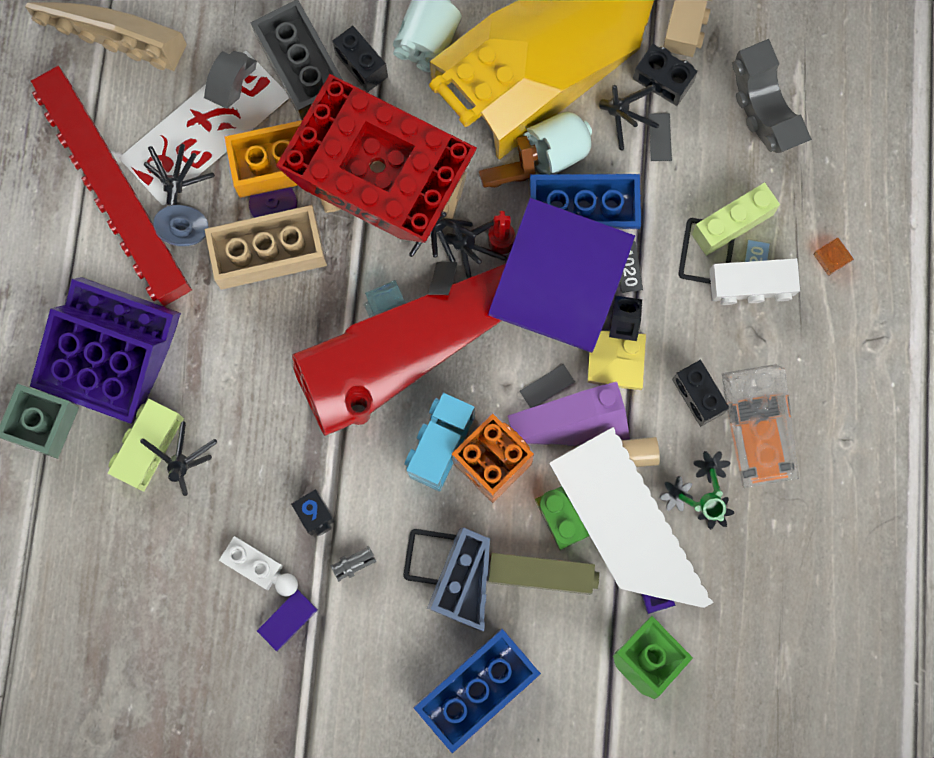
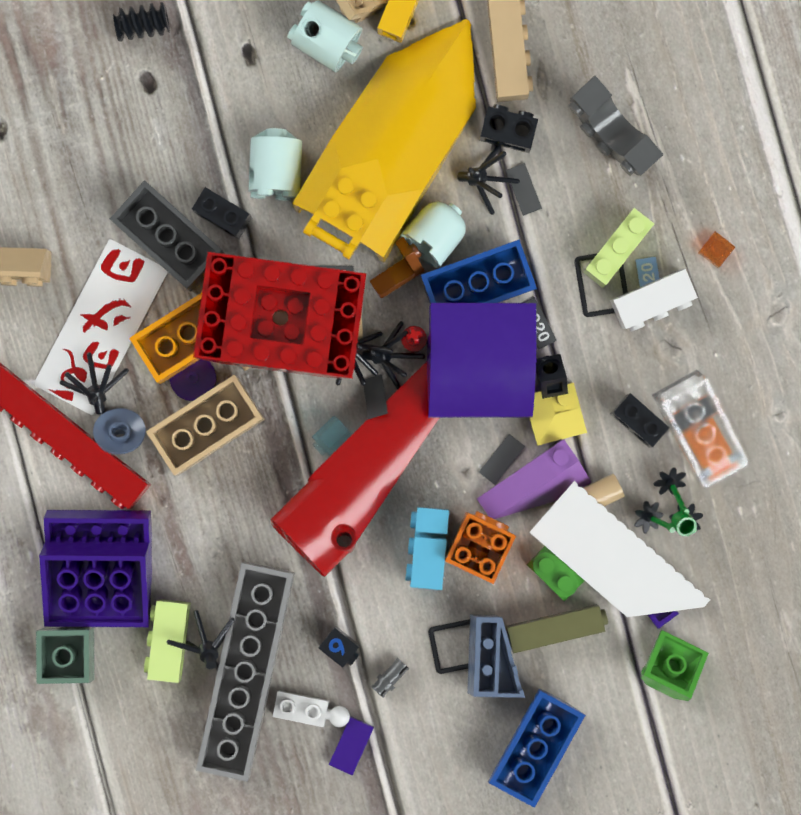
camera: 15 degrees left, 10 degrees up
(208, 503) = (245, 671): none -> light grey brick
(227, 76) = (107, 275): dark grey brick -> none

